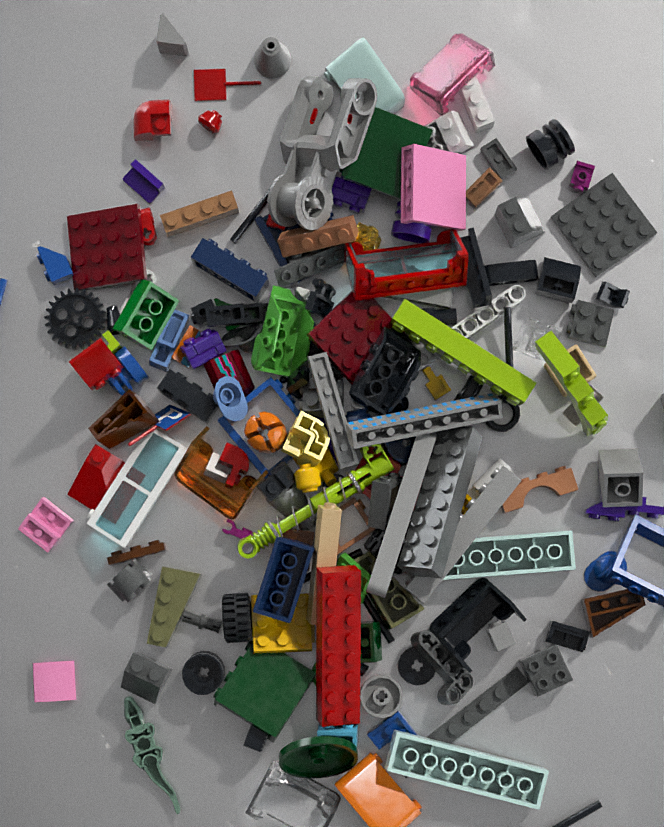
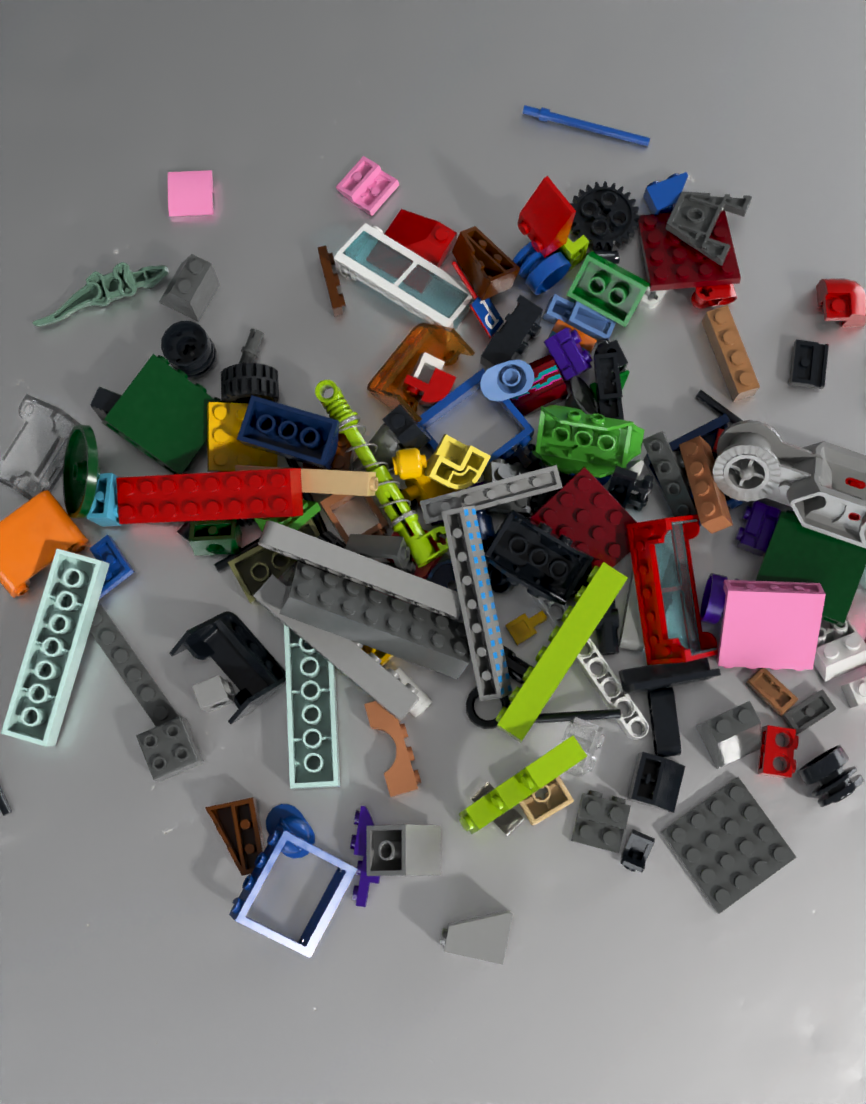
camera: 90 degrees right, 5 degrees down
(80, 239) = (696, 217): none -> dark grey wing
(129, 580) = (298, 270): dark grey brick -> none
(143, 182) = (767, 293): dark purple panel -> none
(171, 600) = (275, 316): olive wedge -> none
(207, 149) = (809, 364): none -> black plate
(211, 121) = (843, 368): red cone -> none
(230, 270) = (664, 384): dark blue brick -> none
(237, 532) = (350, 391): magenta plate -> none
(276, 432) = (465, 416): orange cylinder -> none
(368, 237) = (705, 546): clear yellow brick -> none
(381, 707) = (160, 561): light grey wheel -> none
(411, 675) = (174, 590): black plate -> none
(421, 642) = (184, 620): dark grey beam -> none
(531, 190) = (770, 750): none -> red brick
(567, 636) = (212, 779): black hinge -> none
(584, 169) = (779, 816): magenta brick -> none

